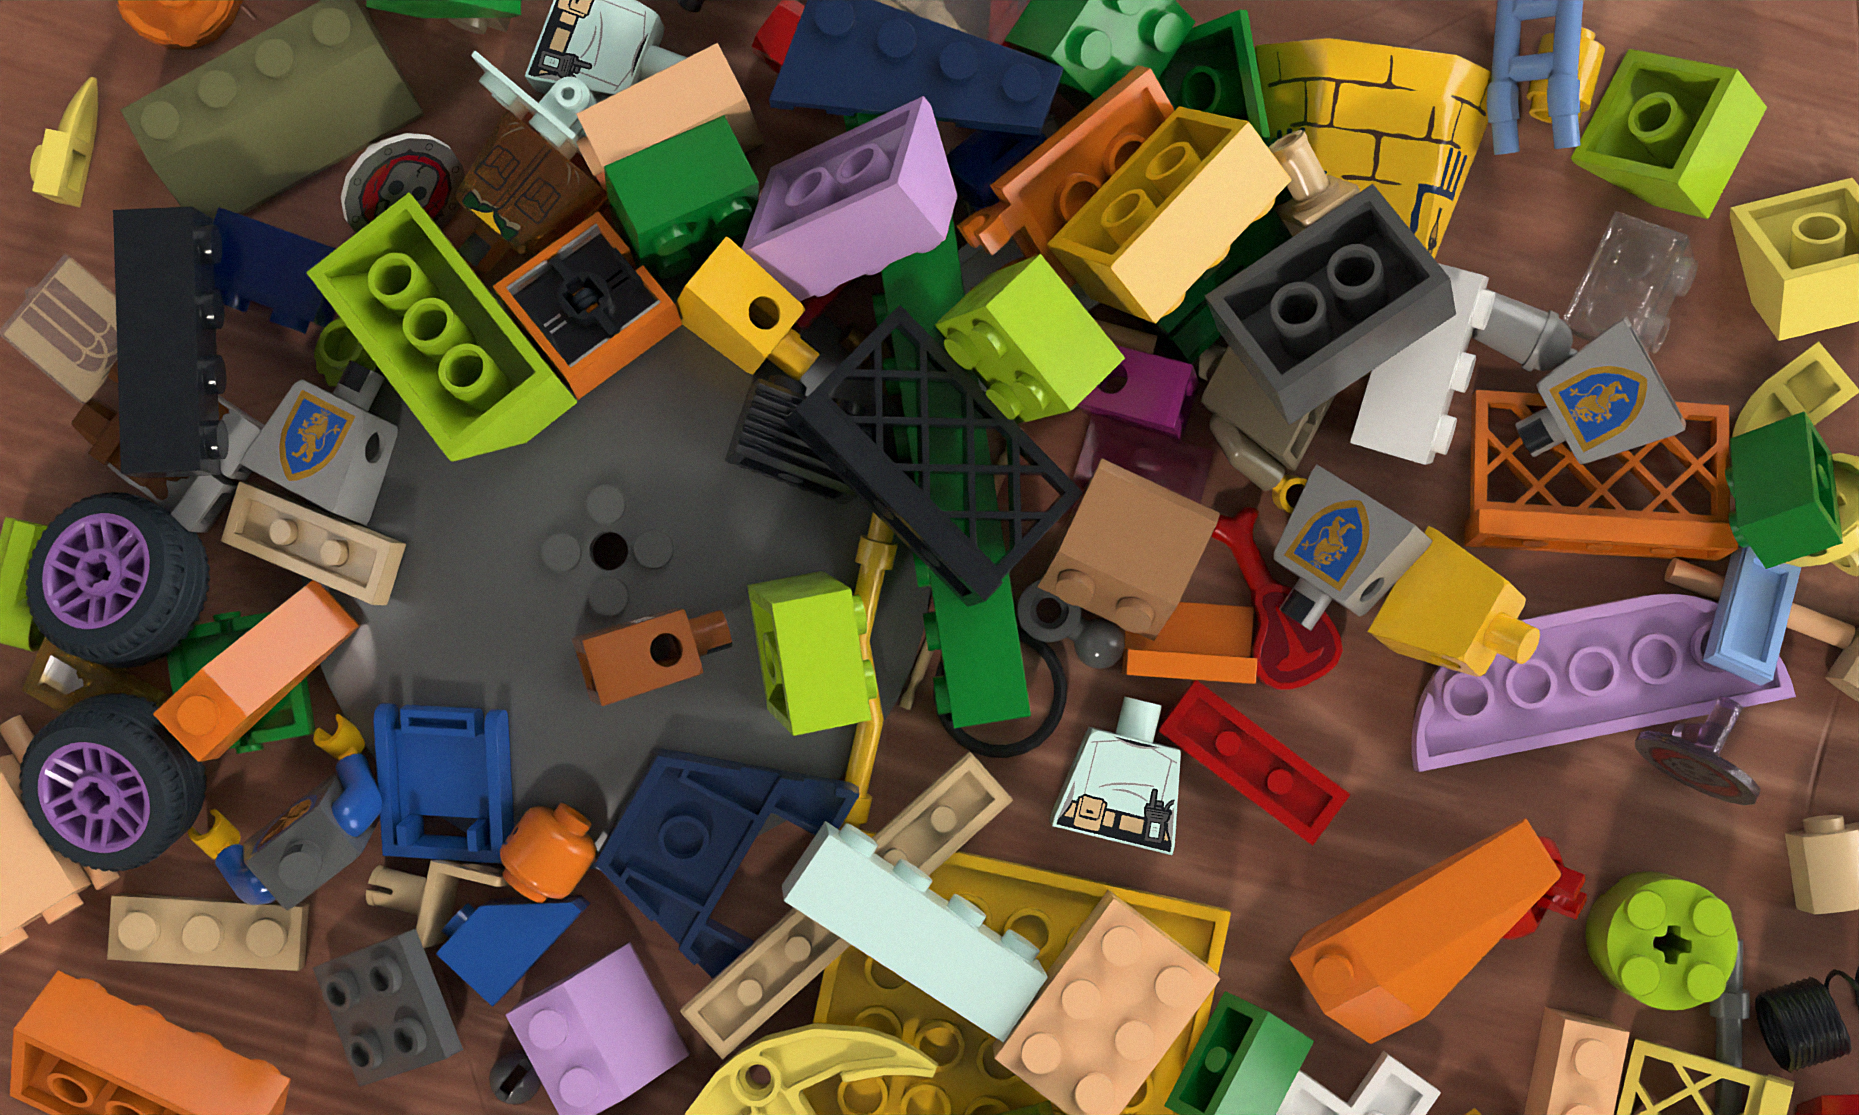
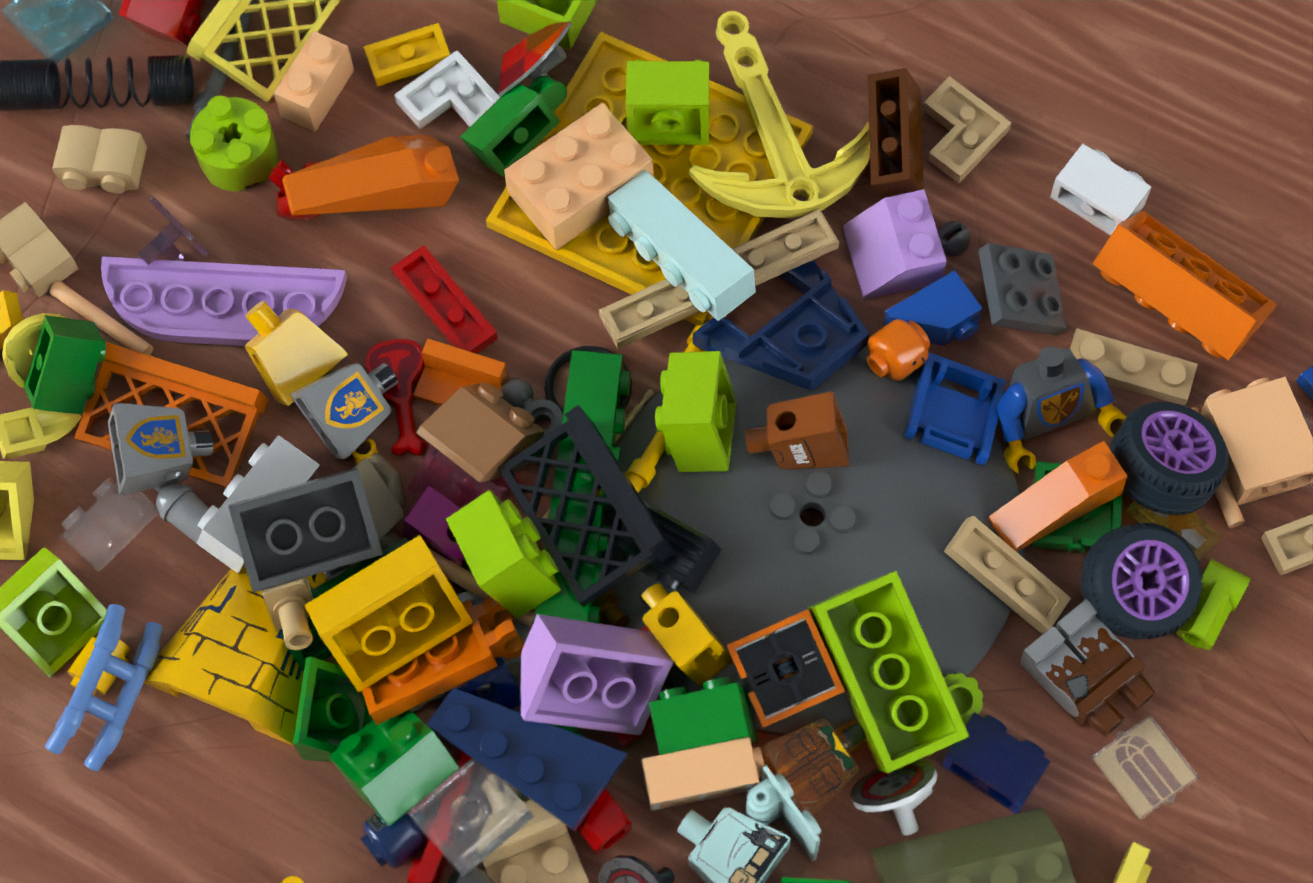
camera: 165 degrees left, 20 degrees down
(168, 342) = (1072, 712): black brick -> none
(328, 444) = (982, 631): light grey torso -> none
(429, 897) = (982, 350): tan bracket -> none
(1123, 783) = (529, 308): light aqua torso -> none
(1751, 617) = (114, 301): light blue tile -> none

